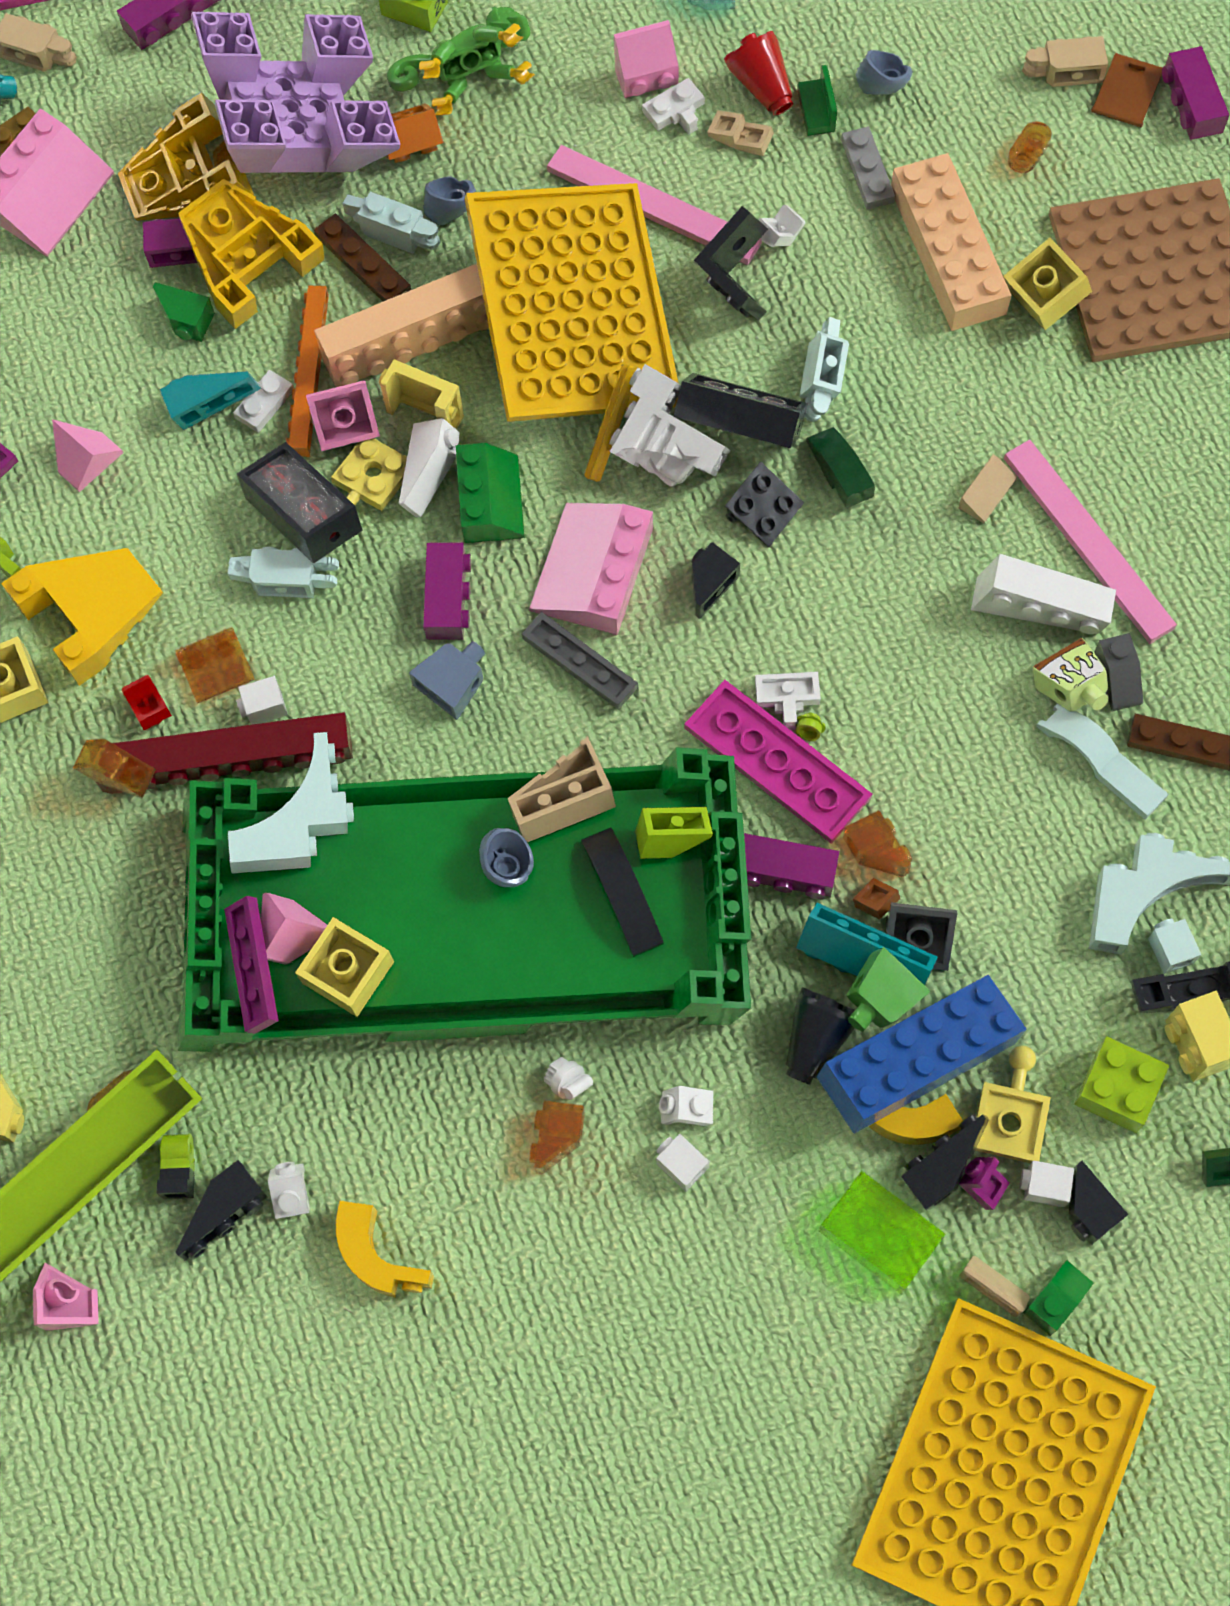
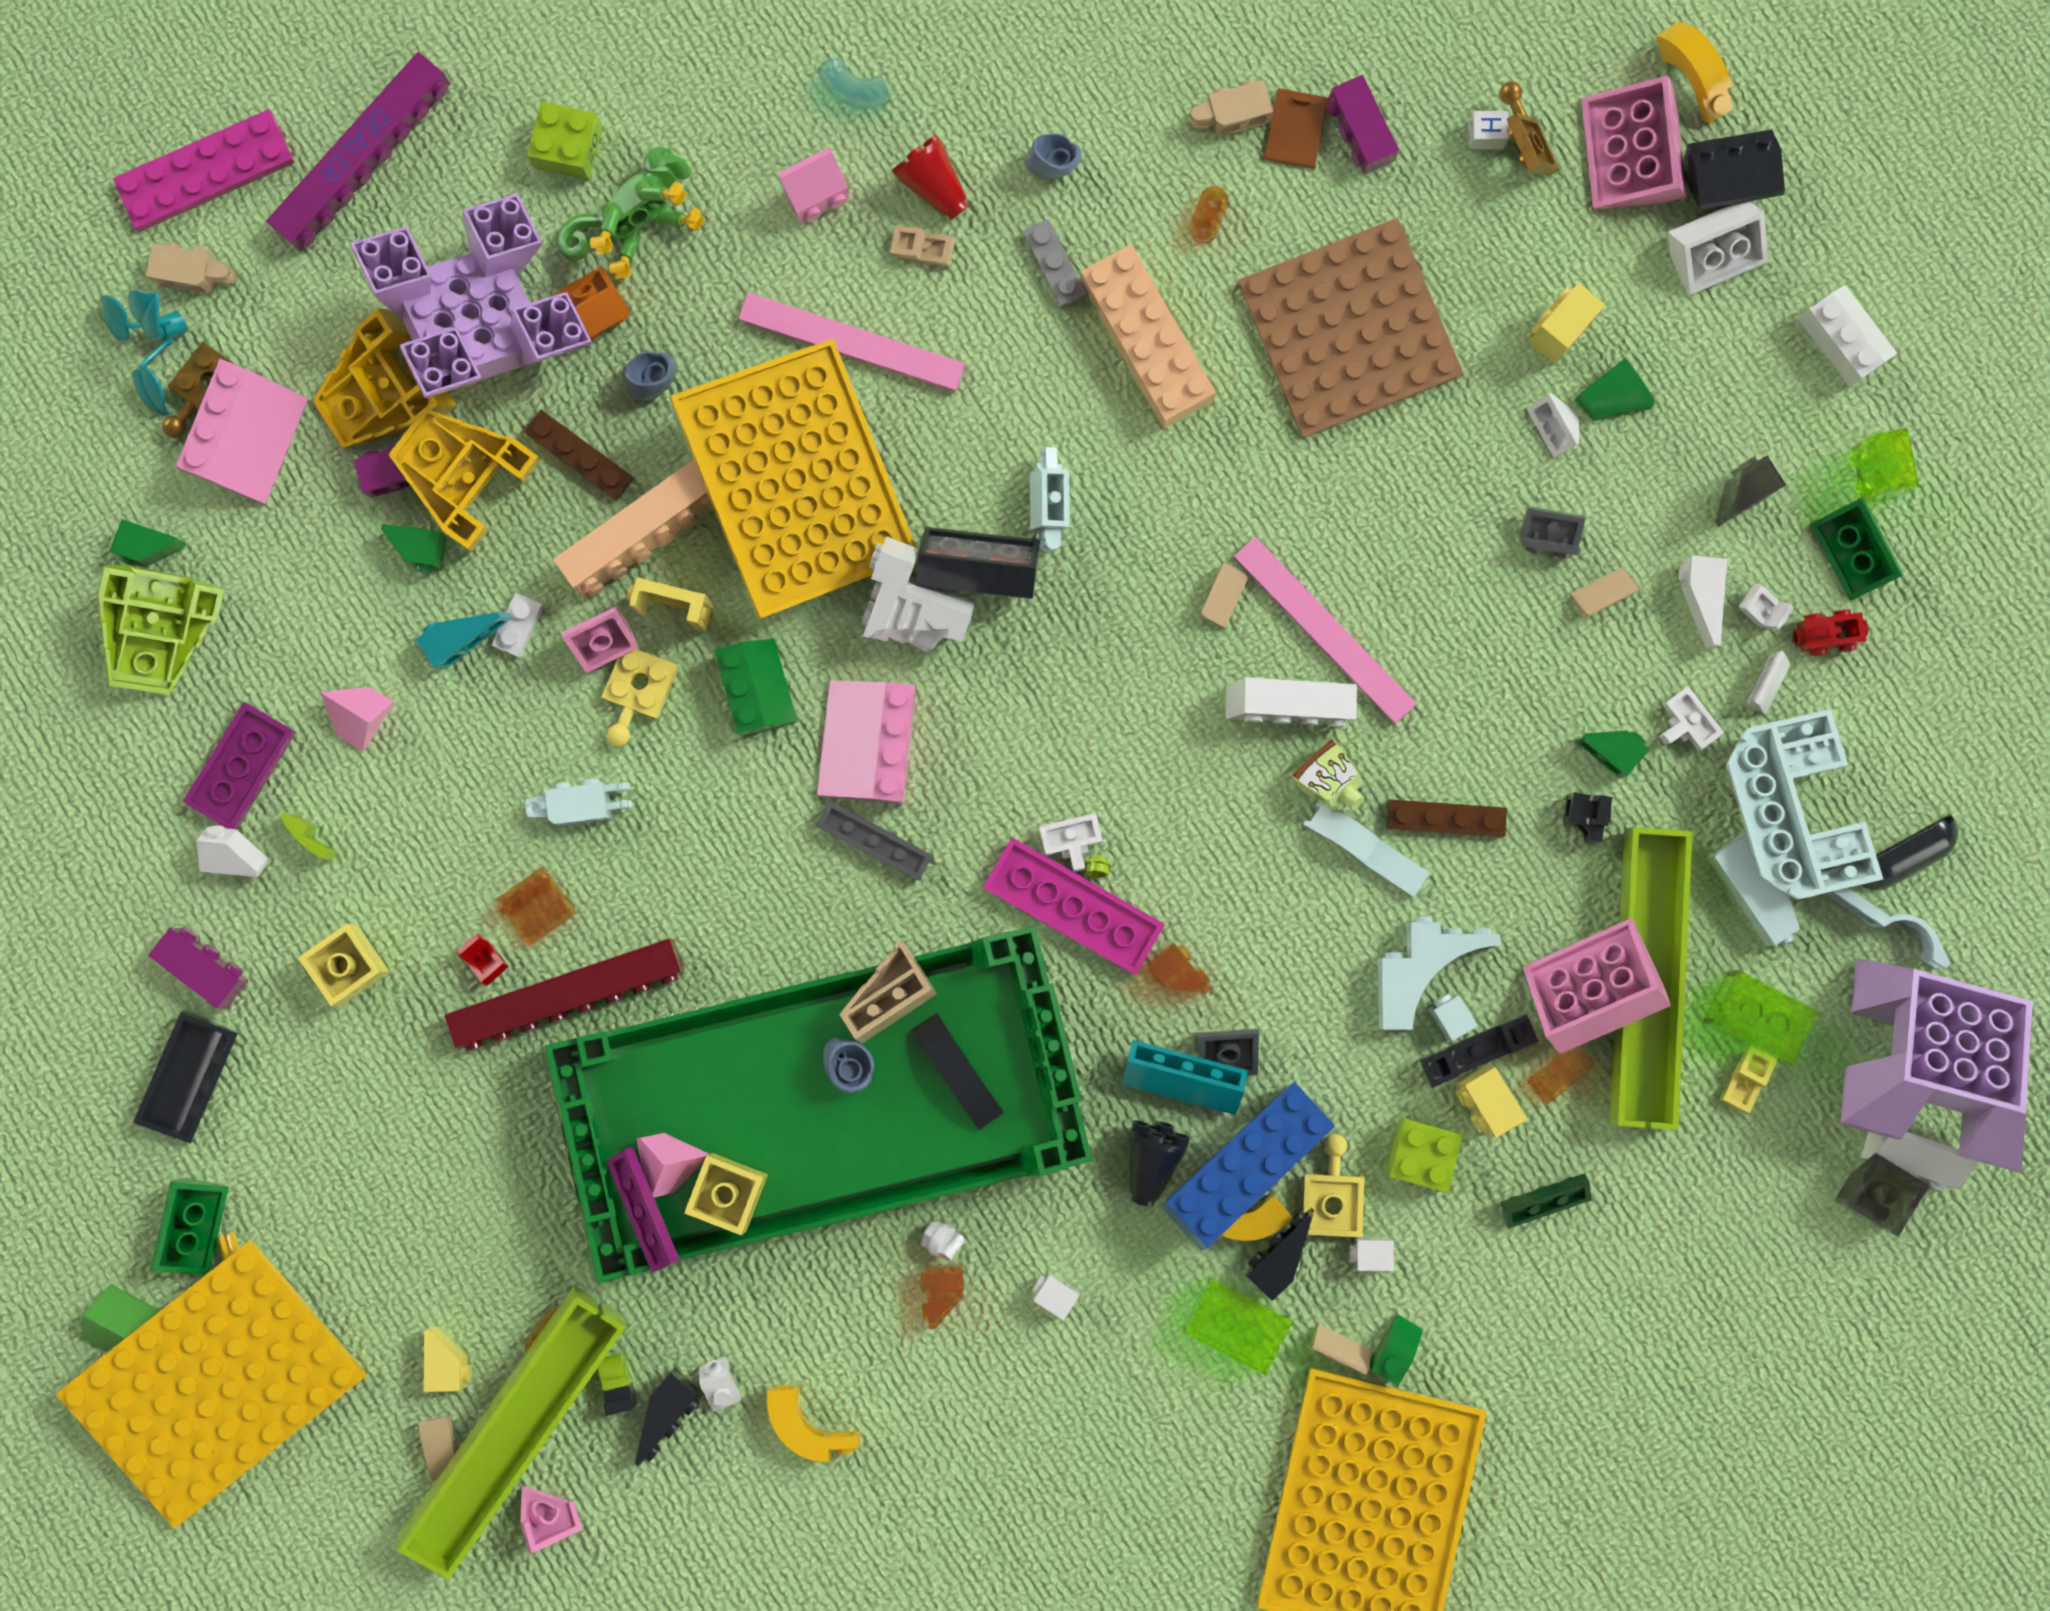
camera: 10 degrees left, 15 degrees up
(97, 595) = (410, 861): yellow wedge -> none
(114, 767) = (470, 1037): clear orange slope -> none
(261, 701) = (589, 937): white brick -> none
(290, 834) = (665, 1049): light aqua arch -> none
(299, 502) = (578, 735): brick -> none
(308, 369) = (553, 584): orange piece -> none
(392, 222) = (599, 412): light aqua hinge -> none
(427, 463) = (690, 668): white slope -> none
(446, 591) = (736, 794): magenta brick -> none
(450, 677) = (759, 880): sand blue torso -> none
(610, 423) = (857, 597): yellow axle -> none
(671, 830) = (993, 1012): lime slope -> none
(675, 106) = (852, 226): white hinge -> none
(686, 1106) = (1050, 1244): white bracket -> none
(712, 576) = (980, 734): black slope -> none
(724, 254) = (933, 420): black bracket -> none
(763, 504) = (1016, 651): black hinge -> none
(782, 228) = (980, 351): white bracket -> none
(790, 866) = (1101, 1007): magenta brick -> none
(818, 104) = (993, 200): green panel -> none
(841, 467) = (1081, 597): dark green slope -> none
(876, 898) = (1184, 1022): dark orange plate -> none
(883, 991) = (1205, 1120): bright green torso -> none
(984, 1181) = (1318, 1263): magenta bracket -> none
(1047, 283) = (1248, 371): light yellow brick -> none
(1092, 1206) = (1413, 1268): black slope -> none
(1122, 670) = (1371, 762): dark grey slope -> none

